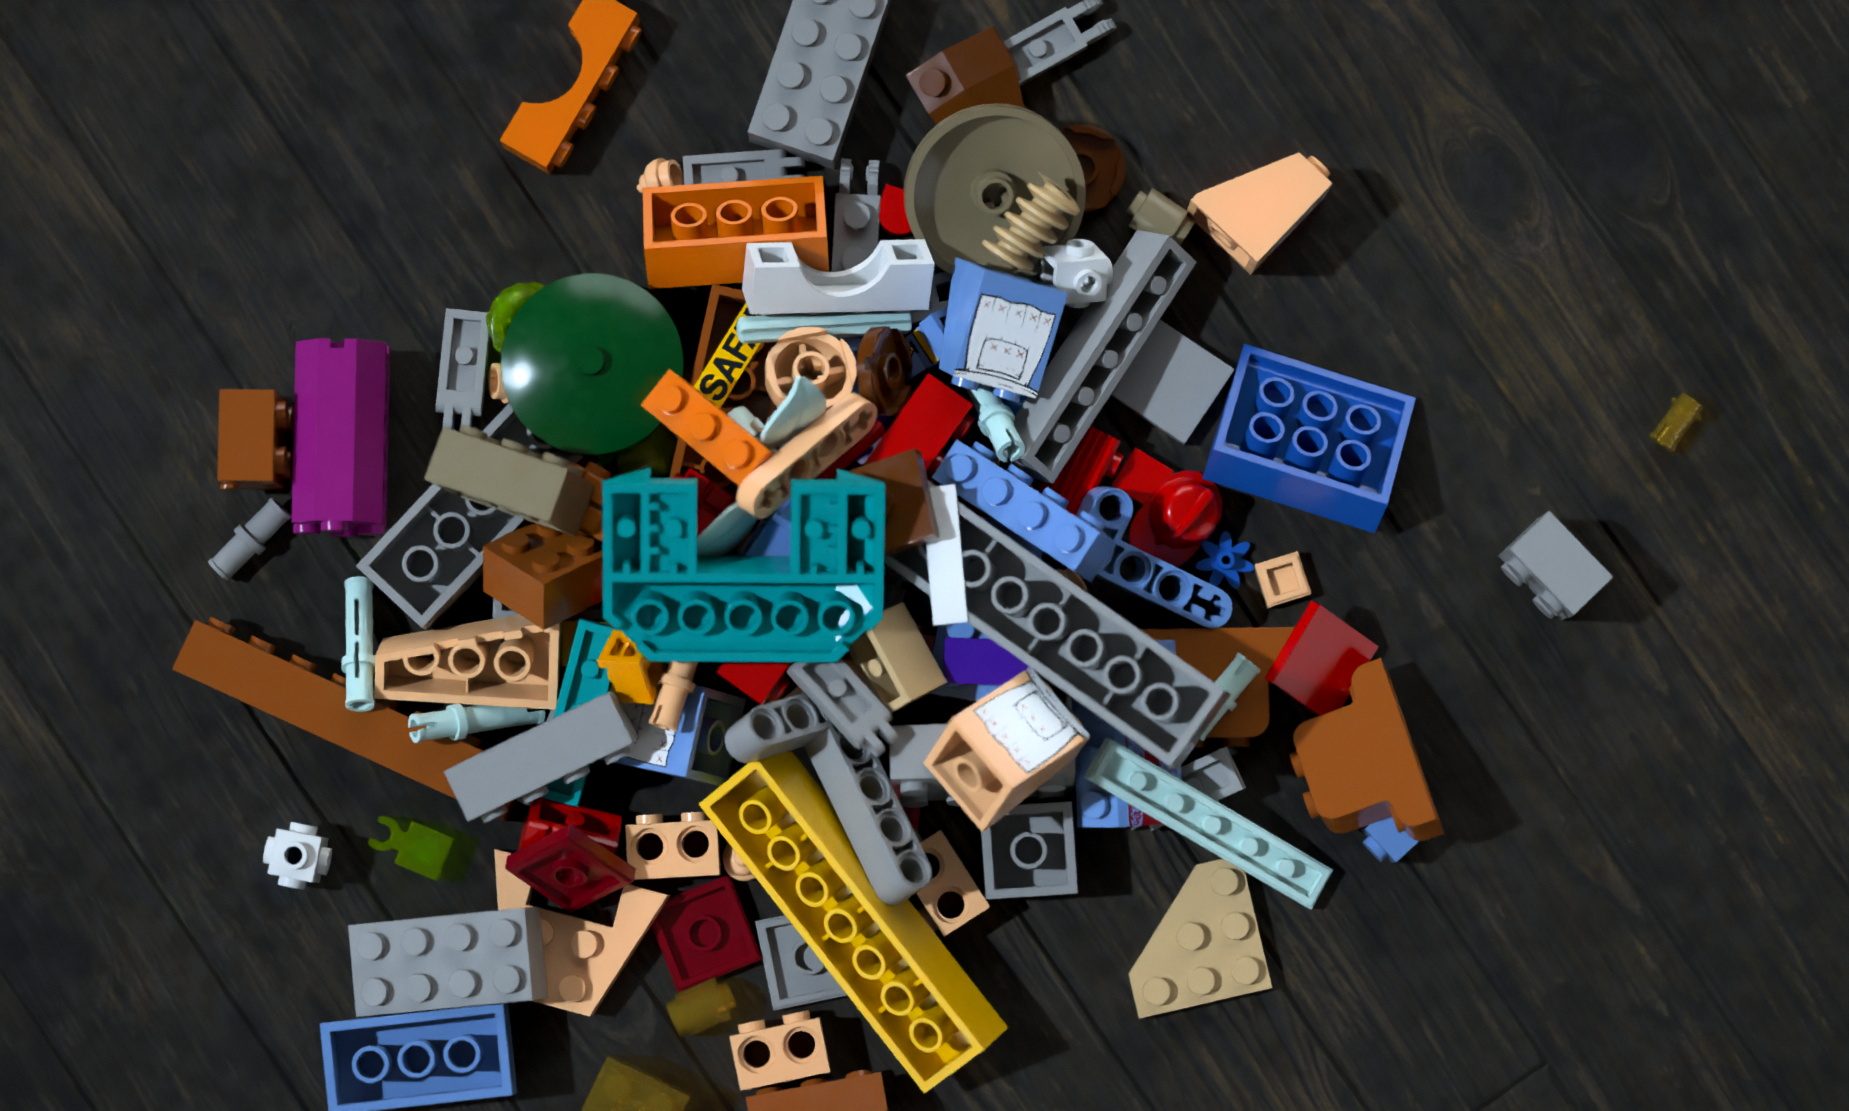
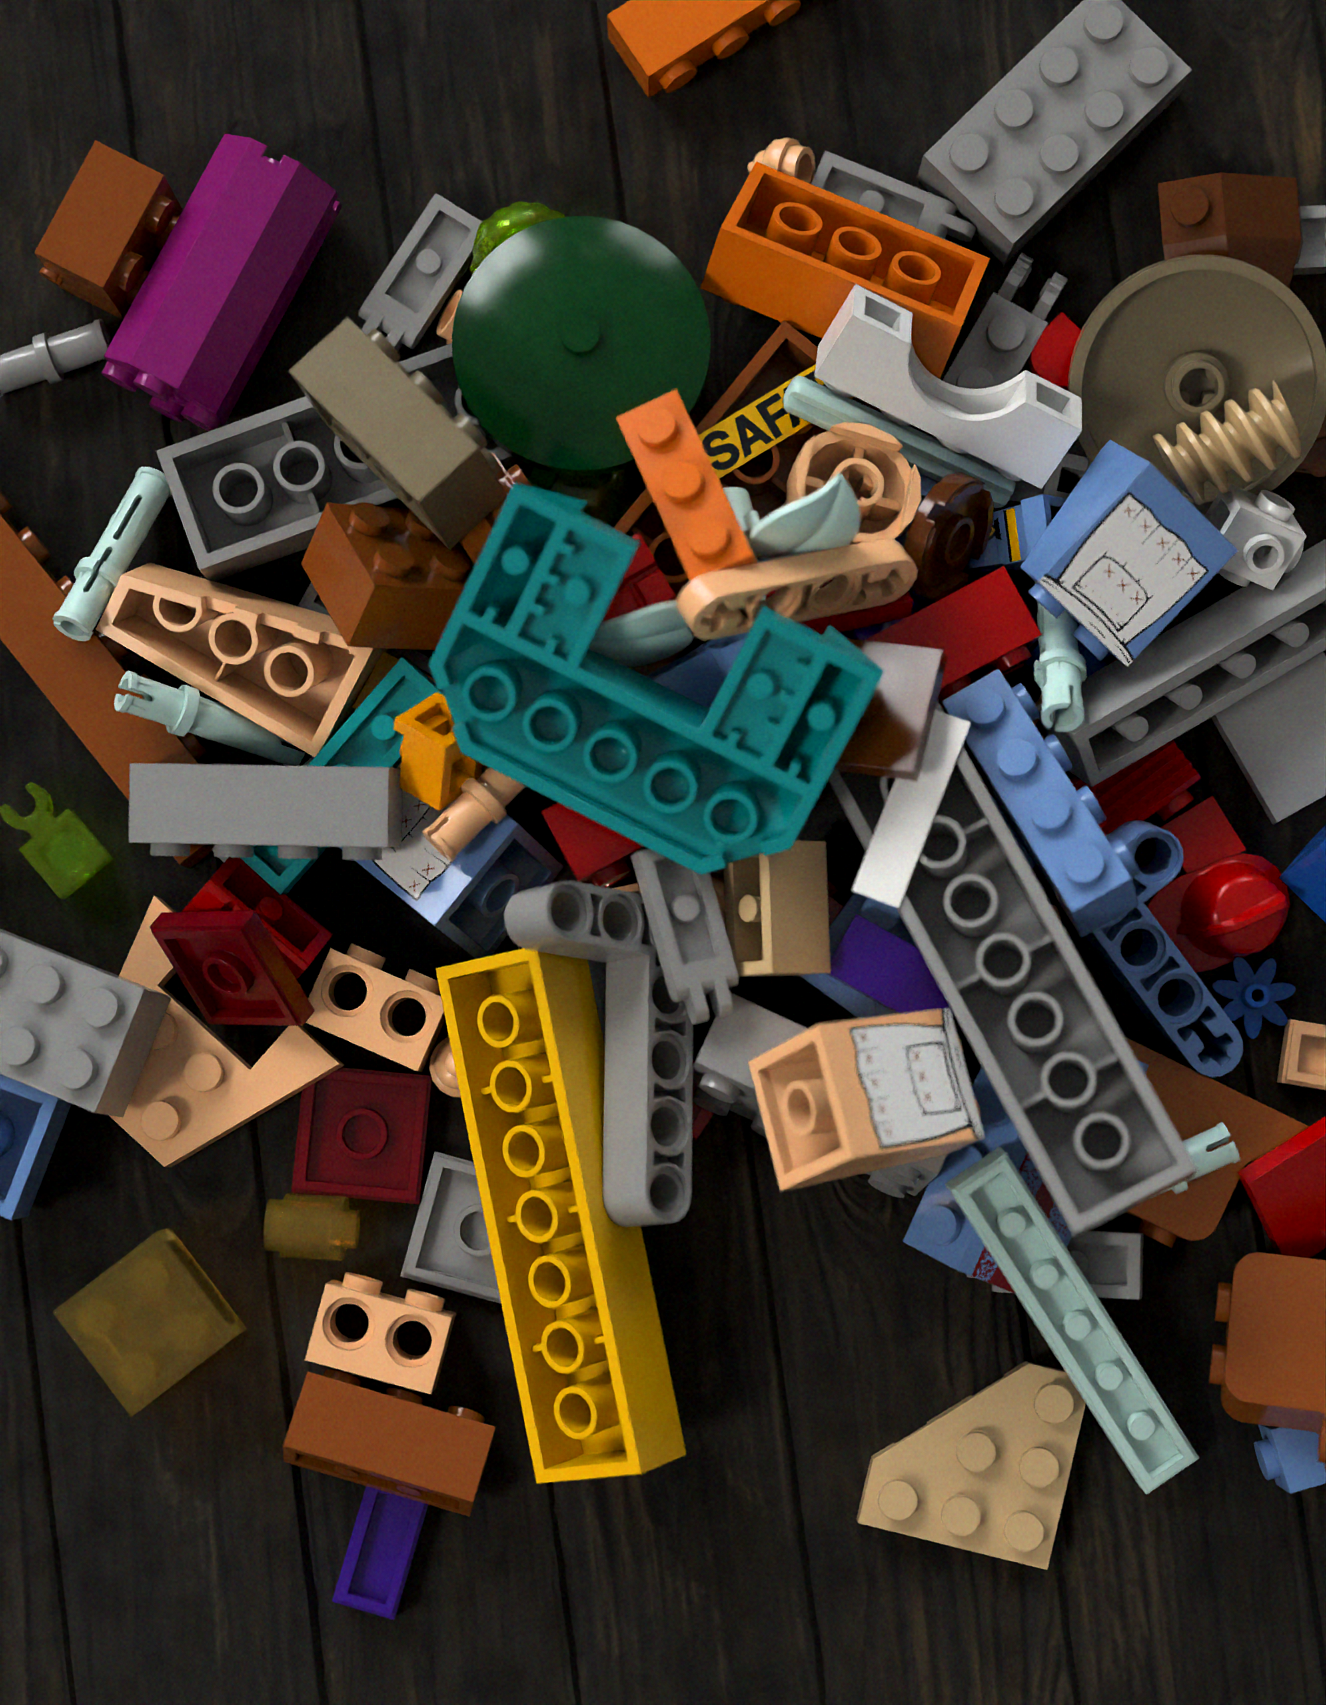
camera: 25 degrees right, 0 degrees up
(950, 877) = (708, 1222): light nougat brick -> none
(1030, 852) = (826, 1245): light grey brick -> none

